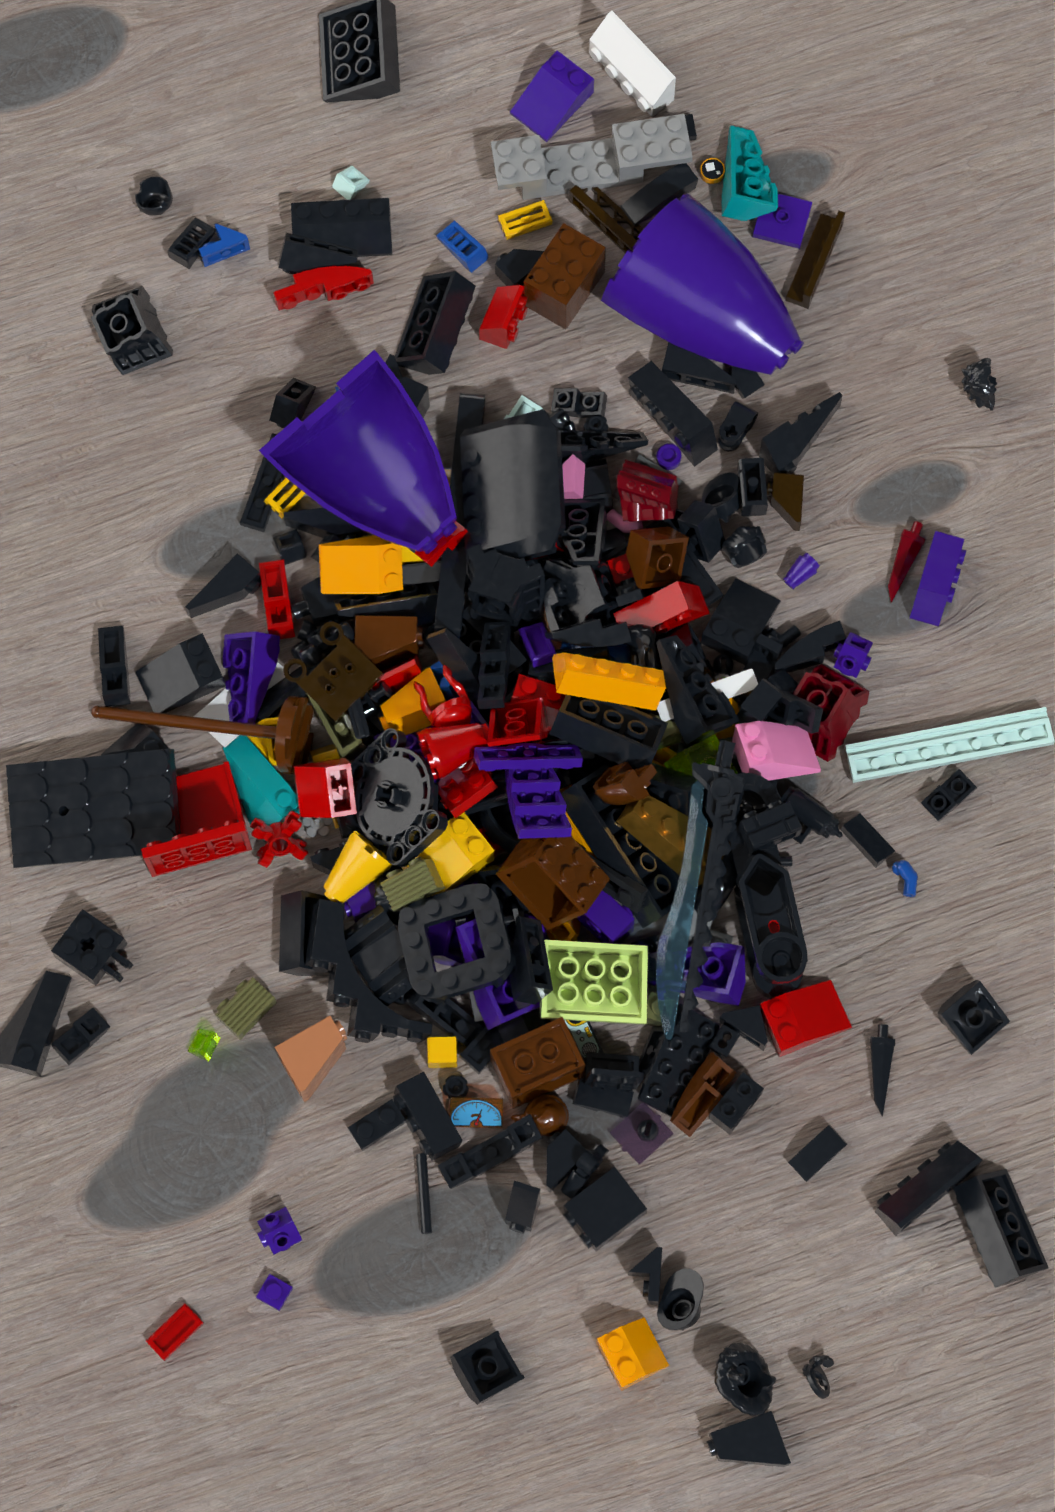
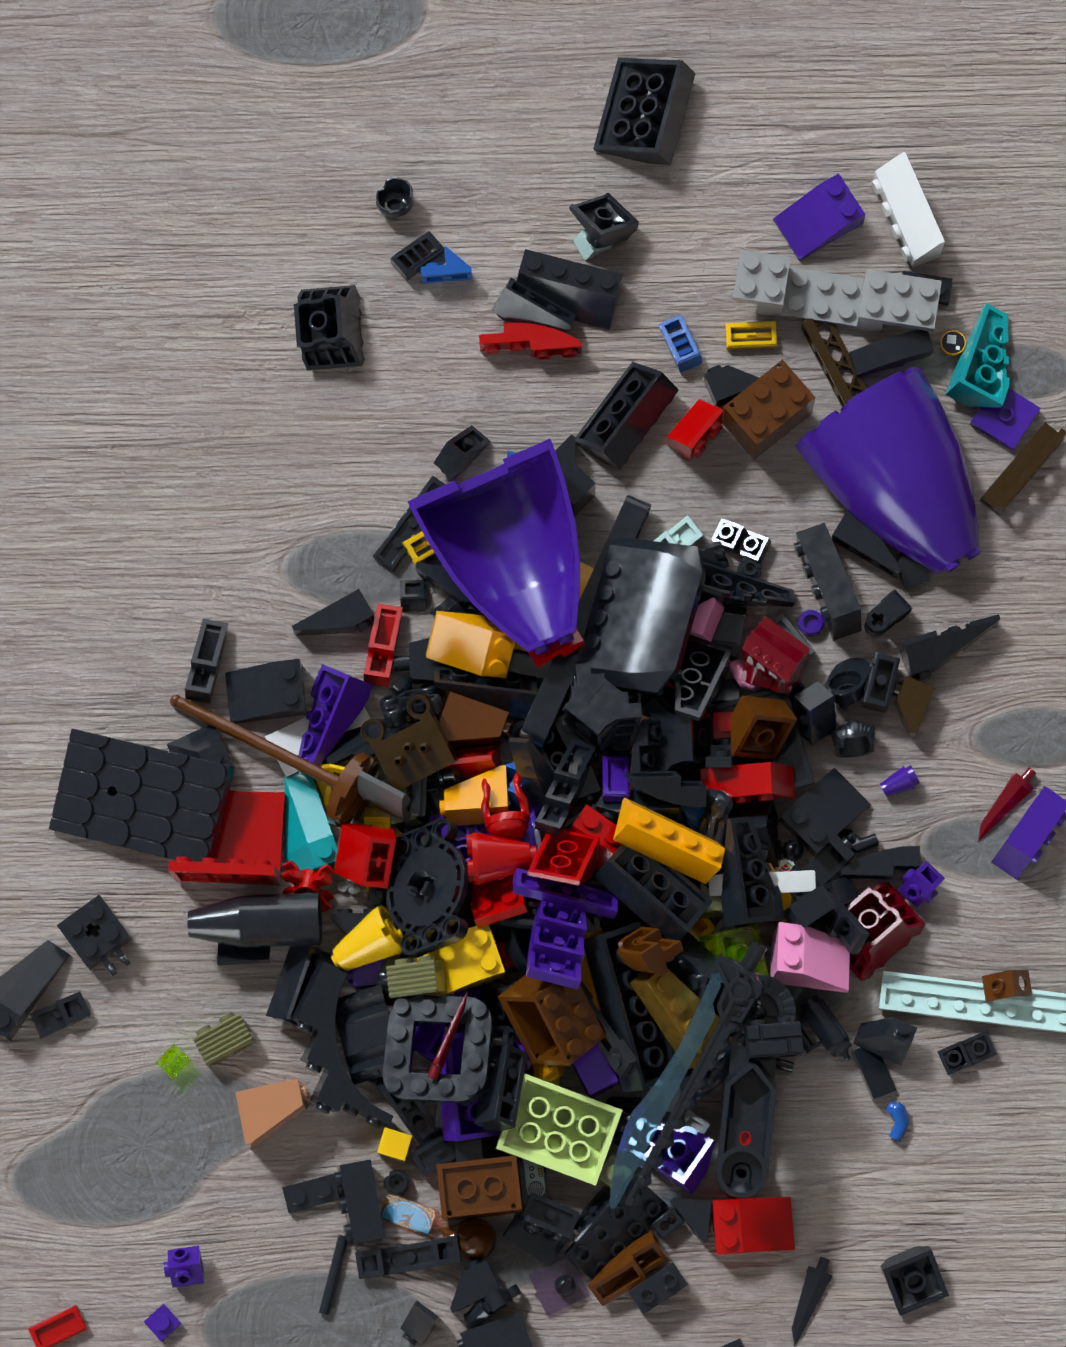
camera: 20 degrees right, 5 degrees up
(238, 888) = (255, 923): none -> black piece
(325, 728) = (383, 796): none -> dark grey slope
(356, 158) = (605, 220): none -> black slope
(460, 950) = (439, 1060): none -> dark red bar
(870, 804) = (886, 1038): none -> black slope
(963, 720) = (1006, 985): none -> reddish brown bracket

